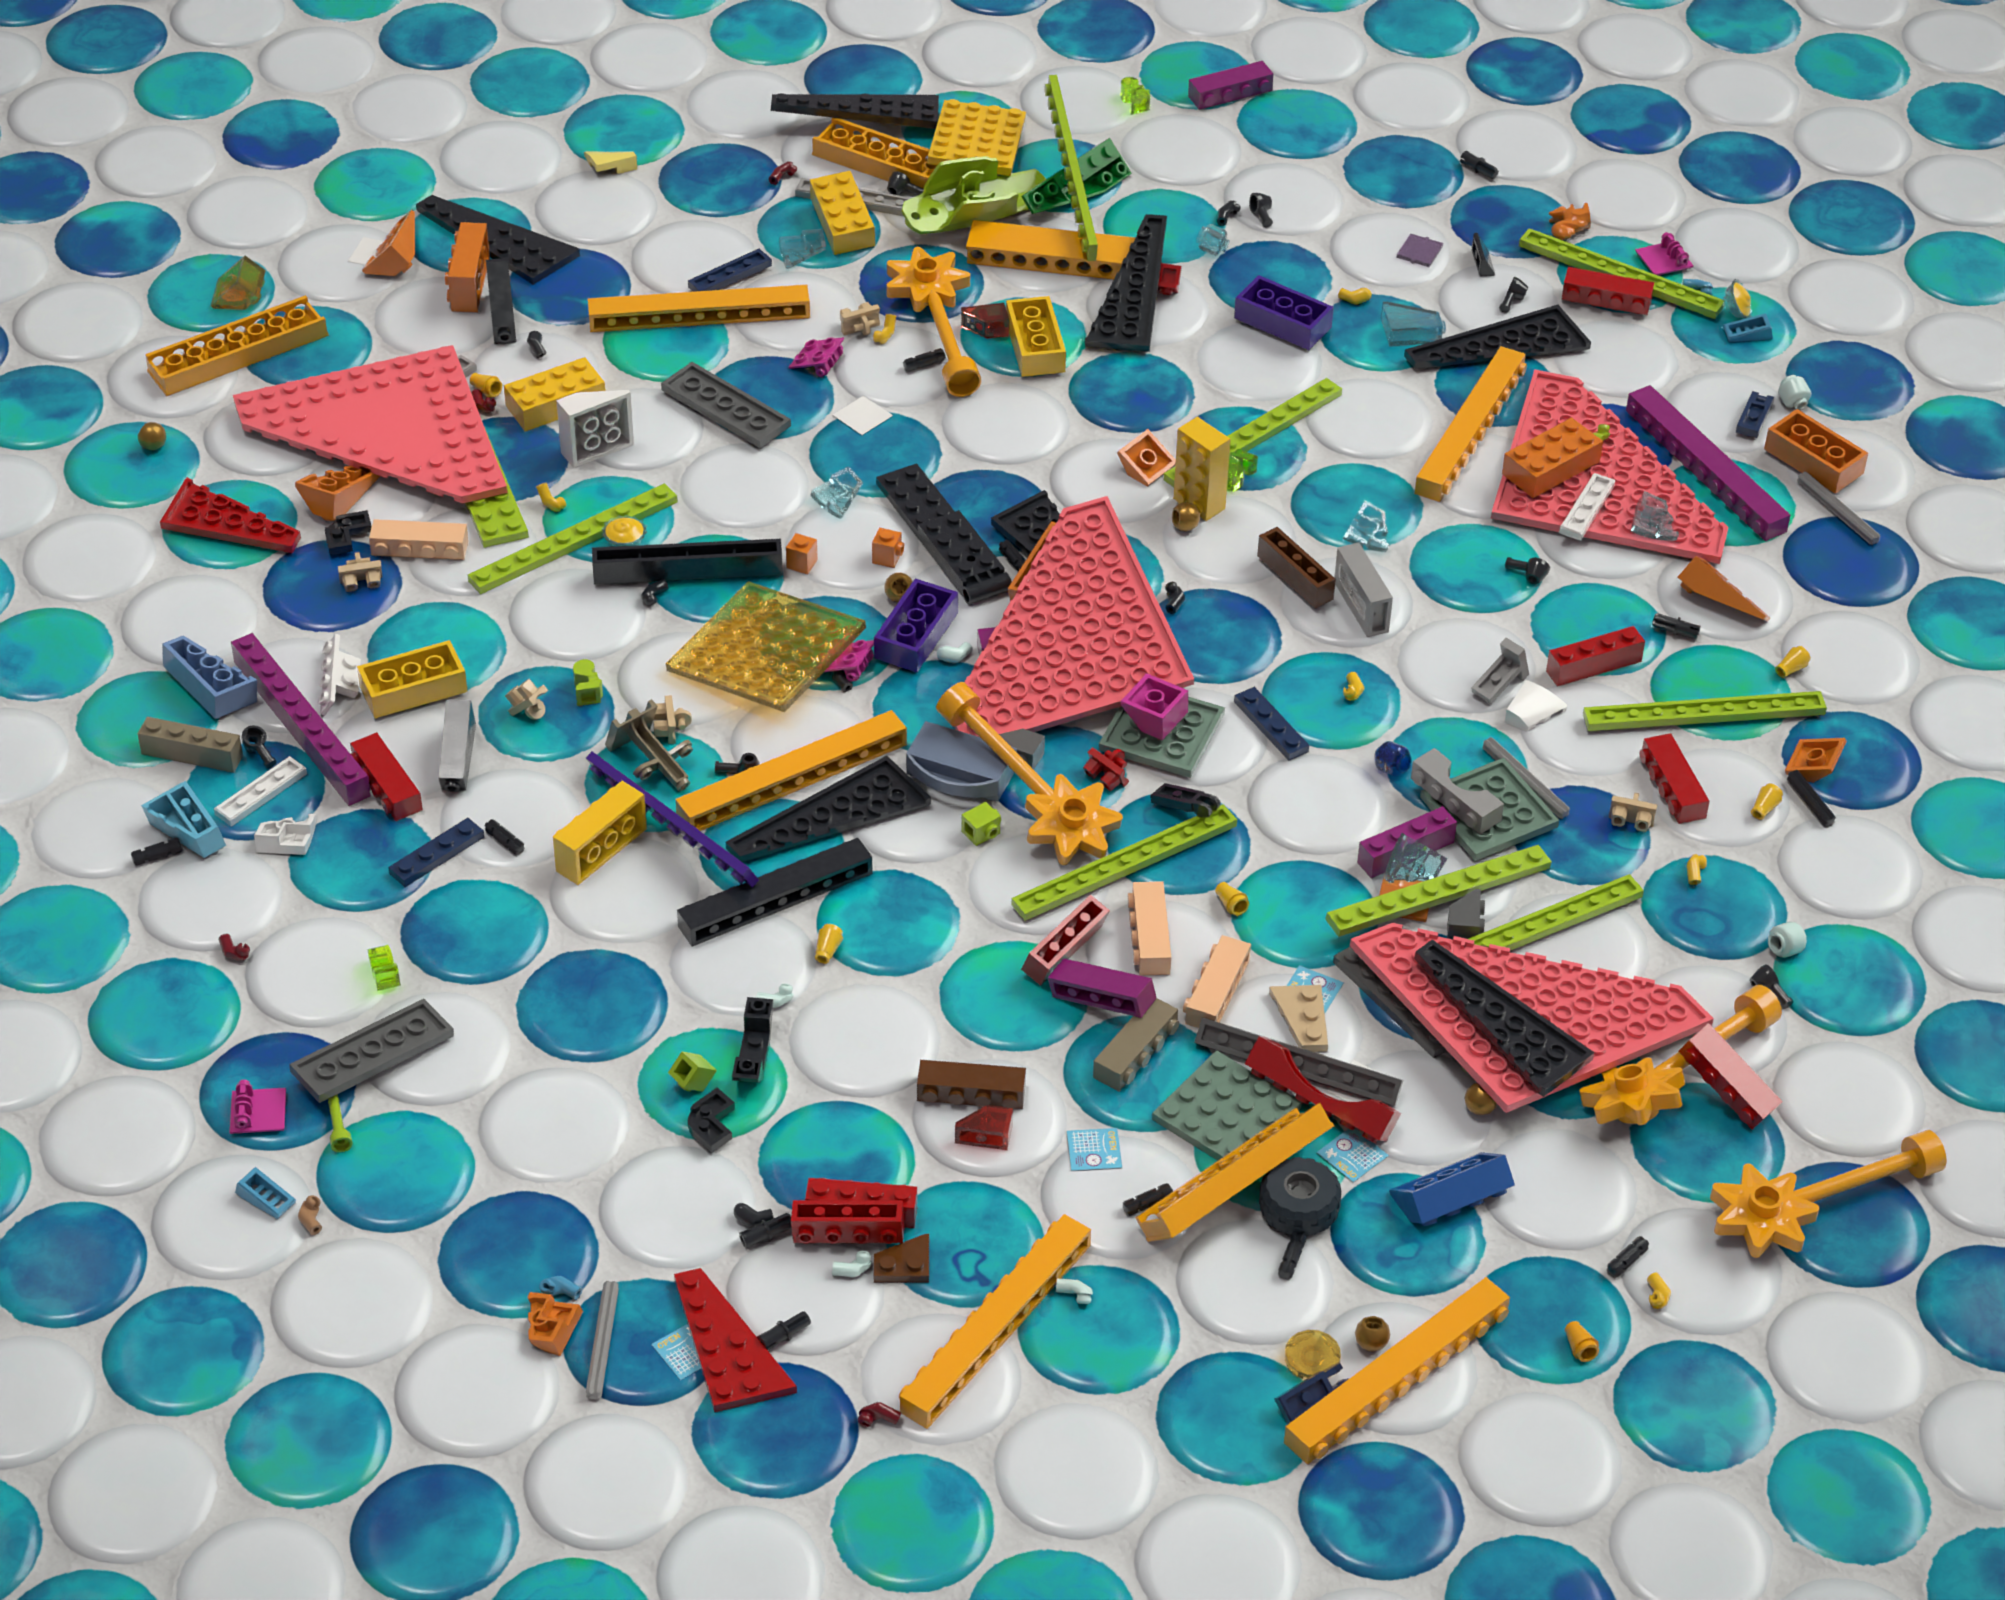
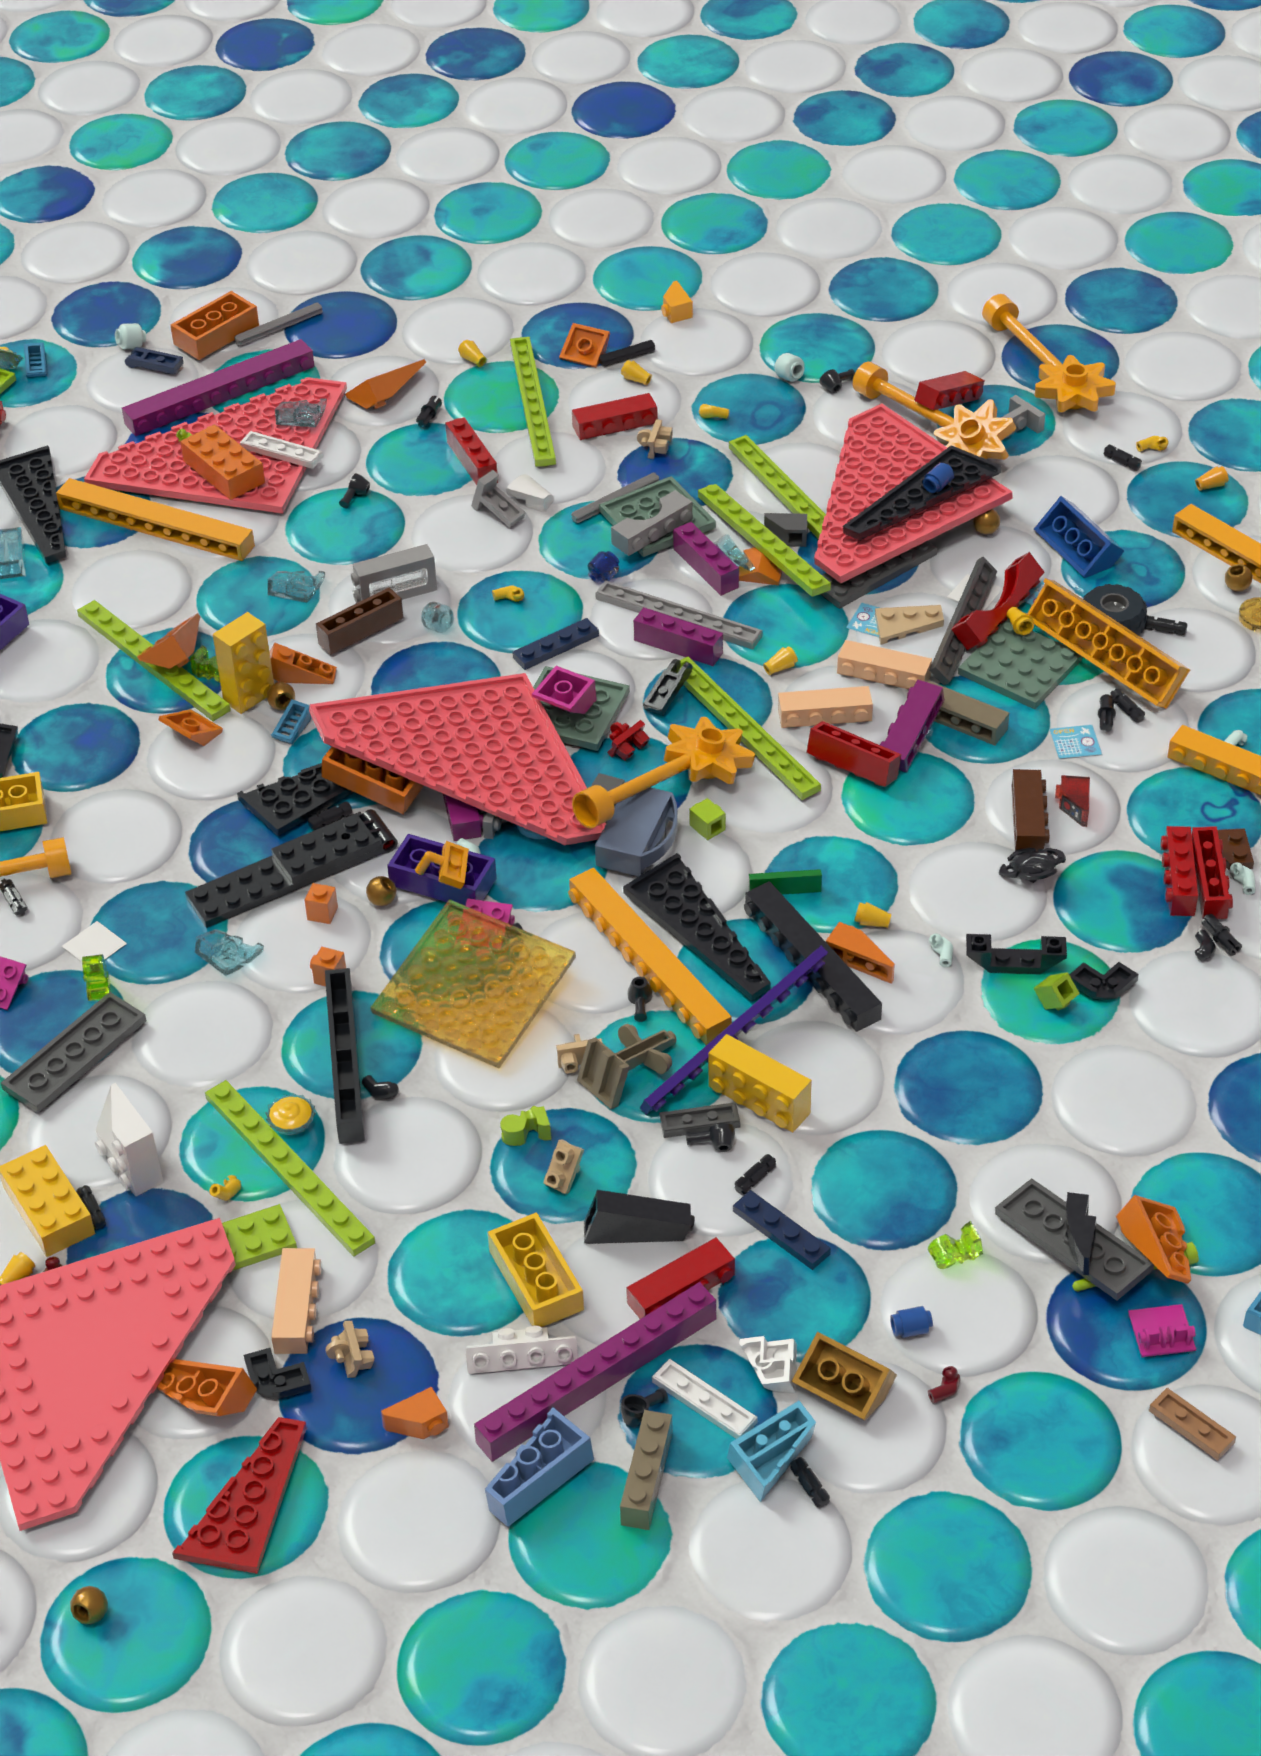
camera: 90 degrees left, 0 degrees up
(145, 1115) = (1192, 1423): none -> medium nougat plate
(253, 874) = (844, 1376): none -> pearl gold slope
(282, 613) = (416, 1416): none -> orange slope
(304, 927) = (911, 1322): none -> blue brick
(359, 1109) = (1157, 1234): none -> orange wedge
(362, 1040) = (1080, 1230): none -> black slope
(543, 425) = (92, 1206): none -> black axle
(550, 812) = (720, 1135): none -> black bar
(578, 794) = (698, 1119): none -> dark grey tile
(777, 926) = (860, 952): none -> orange slope
(807, 410) = (96, 976): none -> clear neon green leg
(881, 877) = (789, 881): none -> green tile
(884, 1075) = (1032, 864): none -> black shield
(899, 612) = (451, 862): none -> light orange plate
(1130, 1175) = (1106, 712): none -> black axle
(1161, 531) = (292, 709): none -> dark azure slope
(1231, 528) = (296, 667): none -> orange slope
(1250, 435) = (175, 646): none -> orange wedge
(1270, 813) = (678, 636): none -> magenta brick
(1278, 1101) = (1020, 621): none -> yellow cone
(1308, 628) = (437, 617): none -> clear light blue head
(1318, 823) = (636, 600): none -> light grey tile
(1508, 1021) = (938, 478): none -> blue brick
(1699, 1159) = (1025, 415): none -> light grey bracket
(1916, 842) = (677, 304): none -> light orange slope

